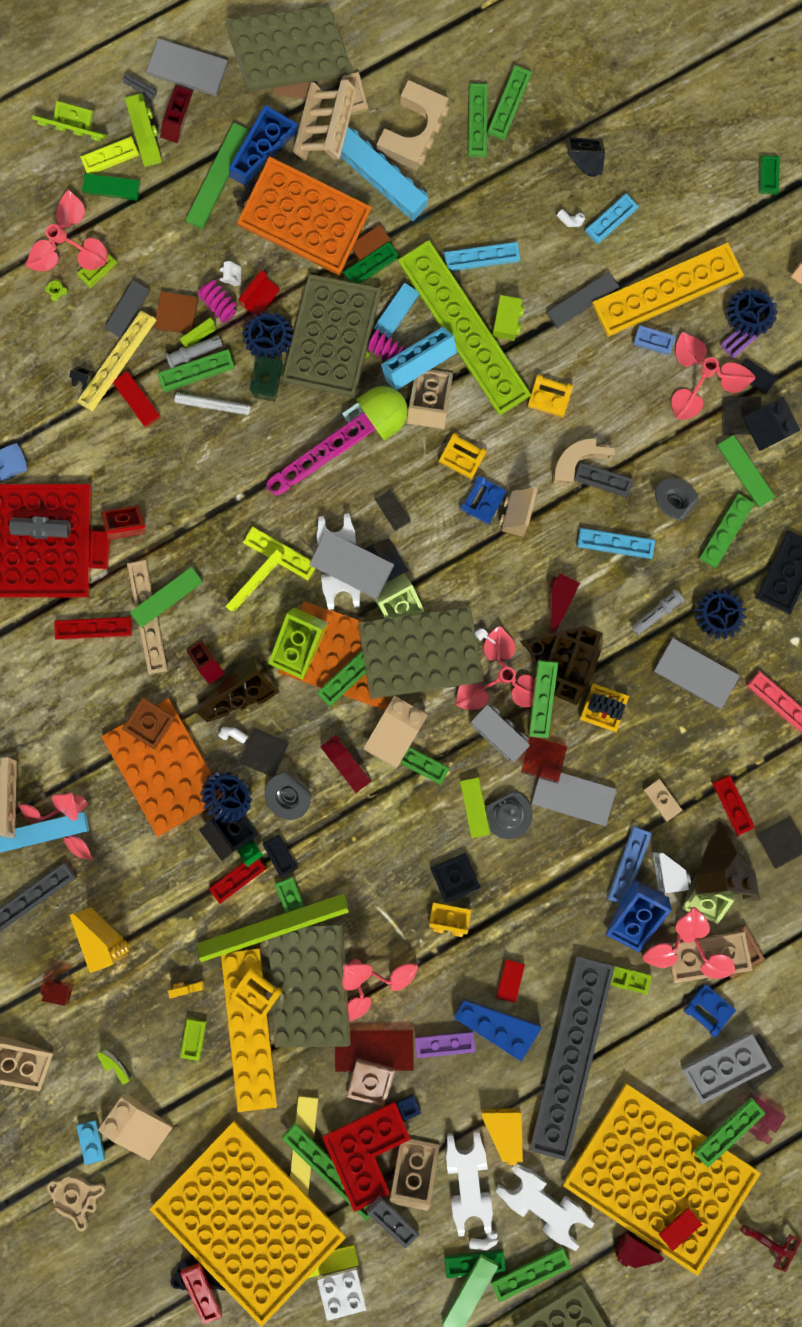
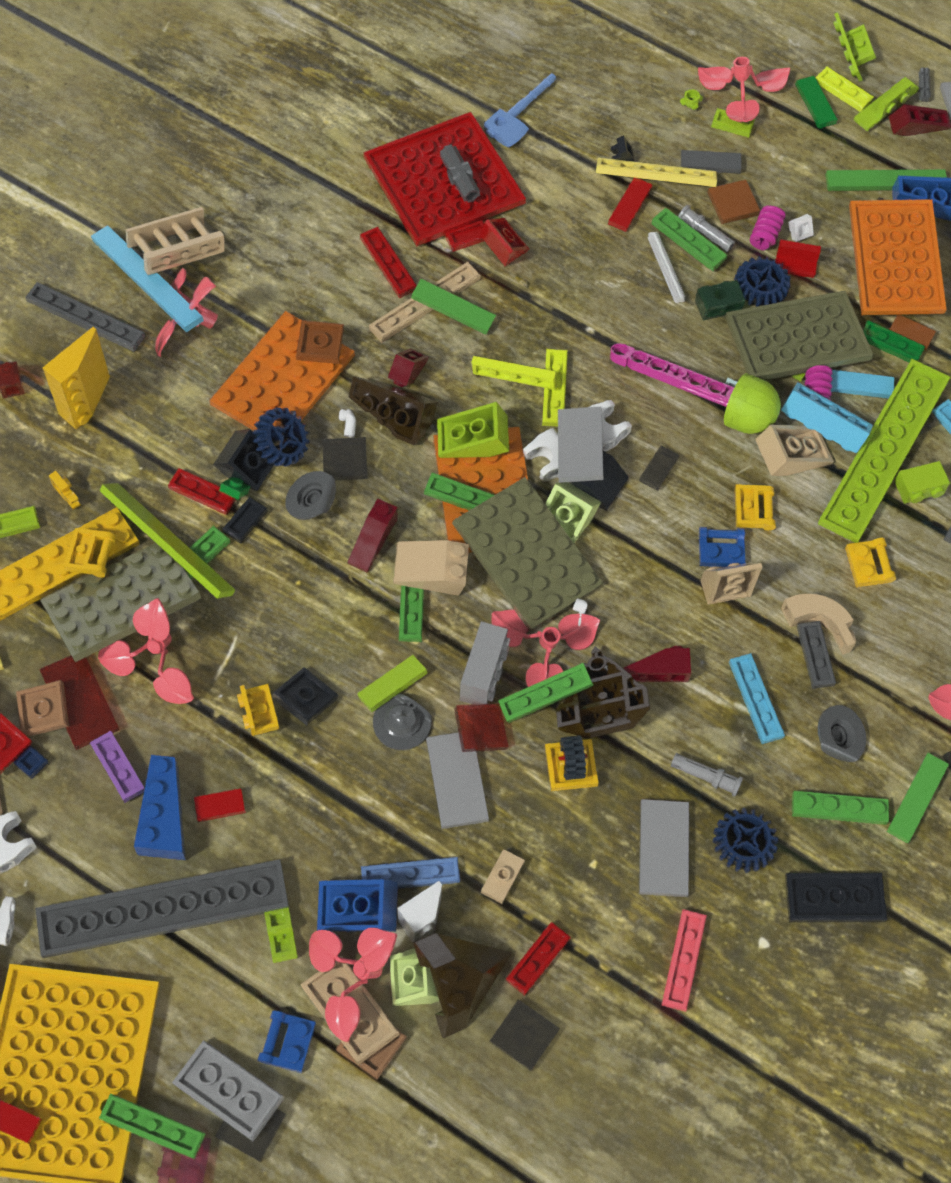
camera: 60 degrees right, 20 degrees down
(198, 333) = (727, 225): lime tile -> none
(506, 1132) = (44, 874): yellow slope -> none

